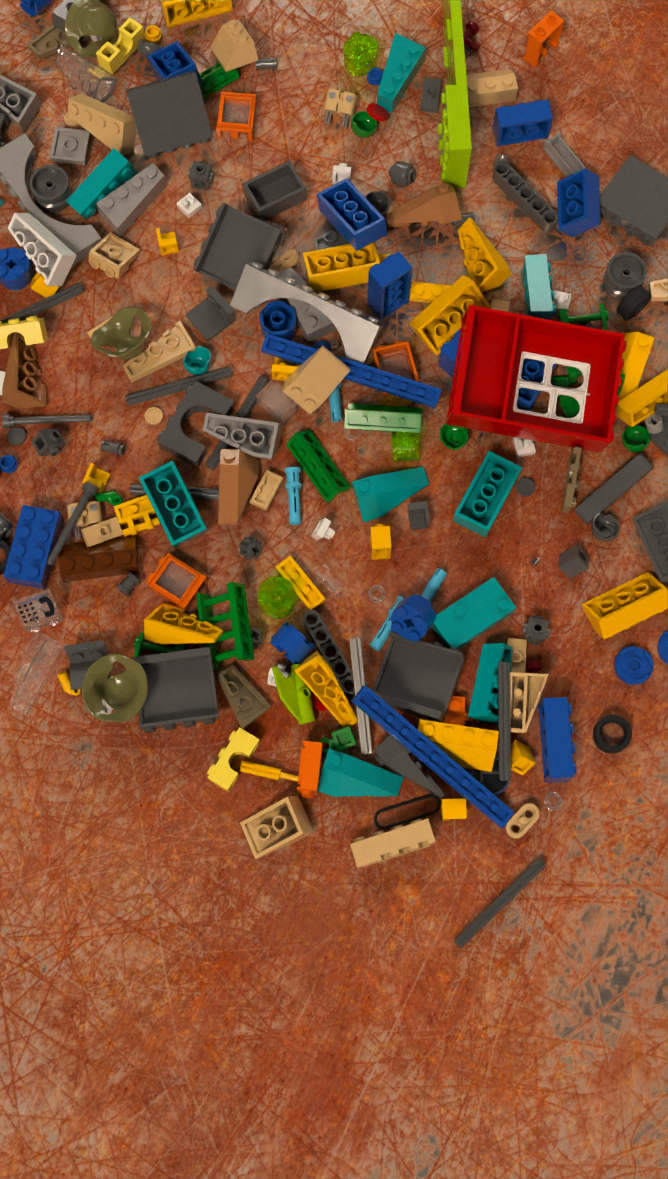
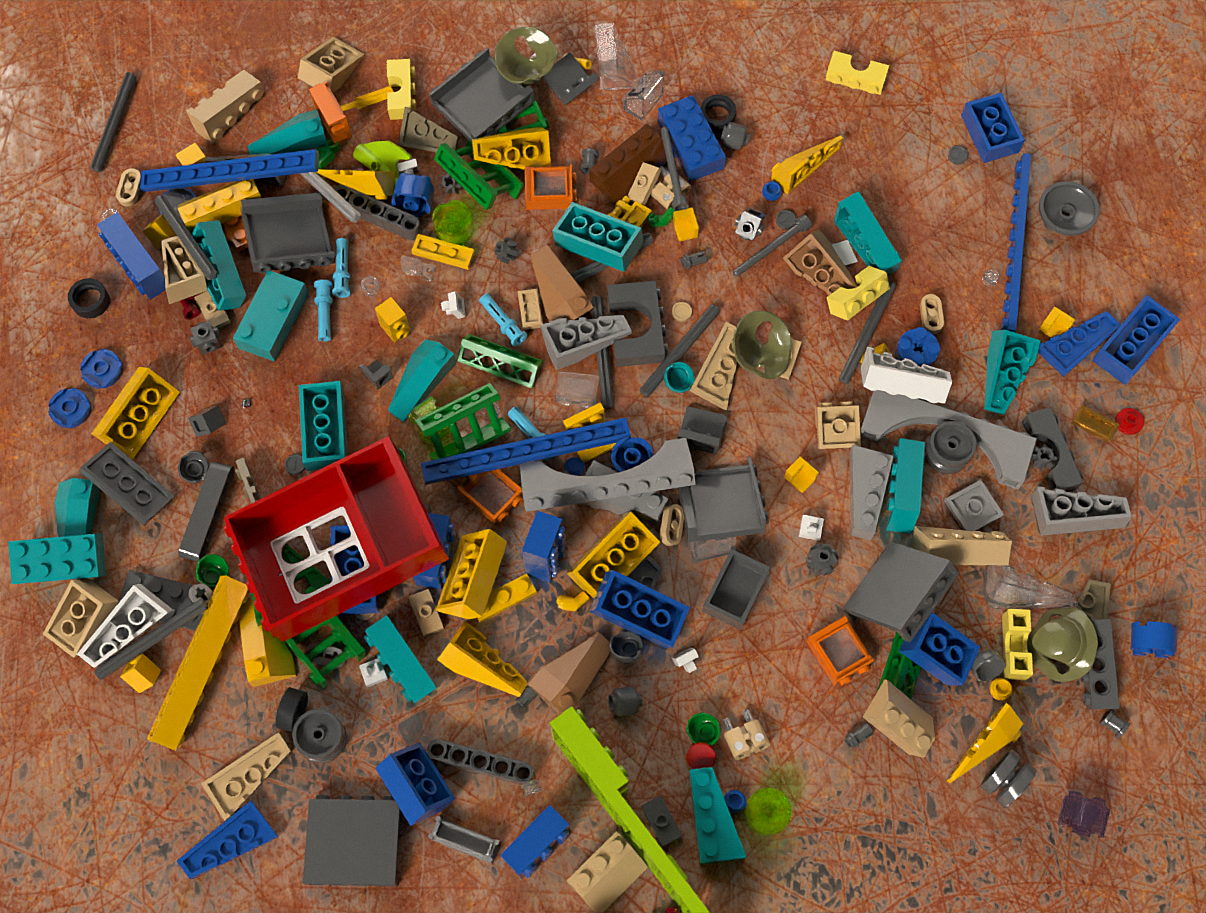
camera: 145 degrees right, 5 degrees down
(315, 379) = (551, 413): tan slope -> none
(410, 819) = (242, 142): black piece -> none
(413, 617) = (317, 267): blue brick -> none

